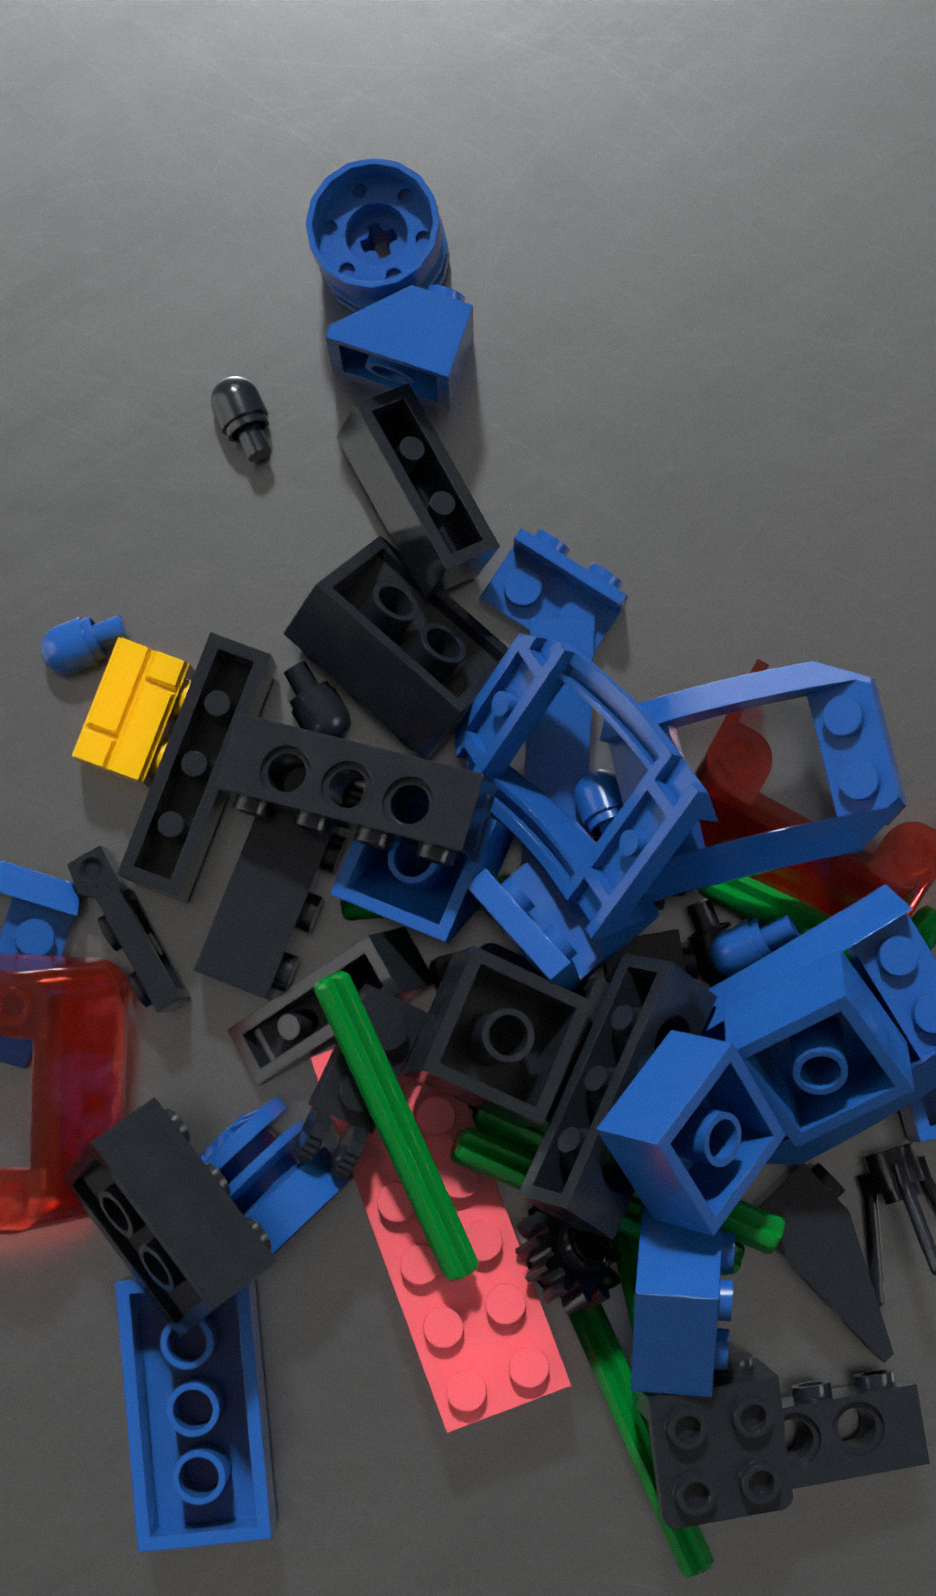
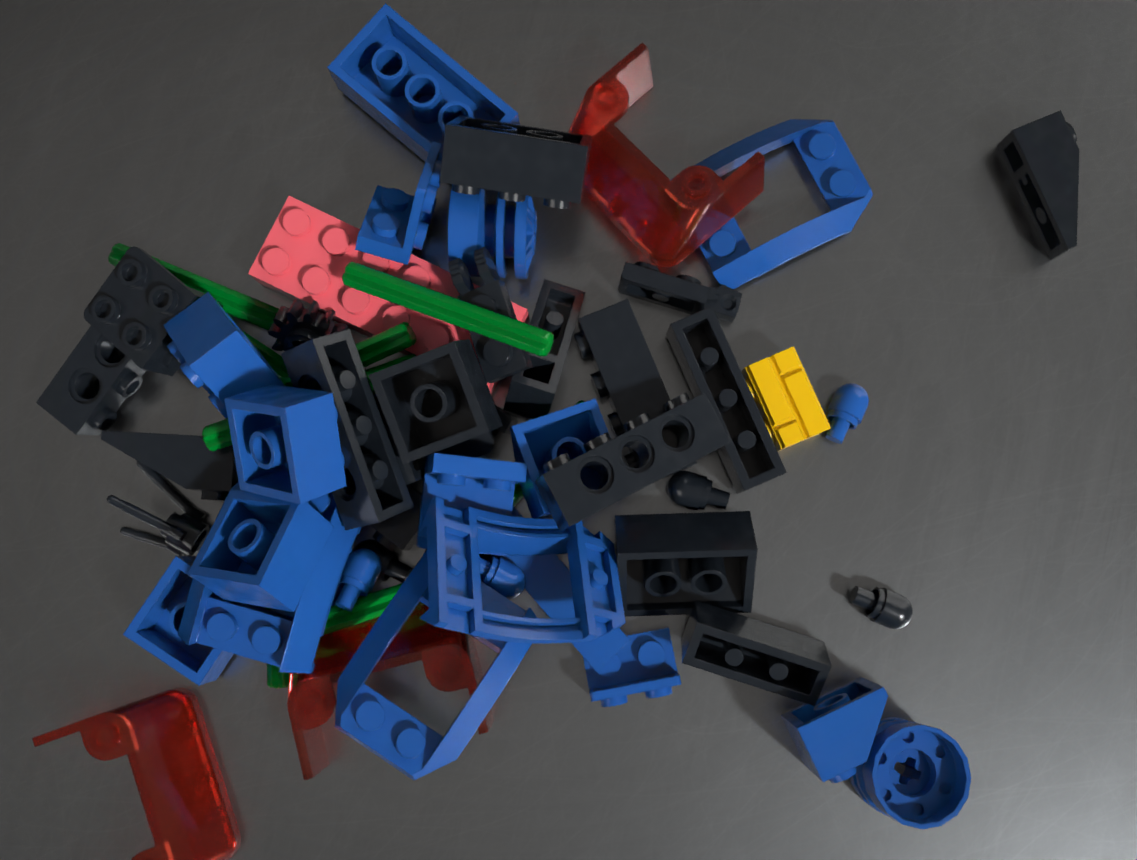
camera: 140 degrees right, 0 degrees up
(350, 1288) = (400, 220): none -> blue bracket

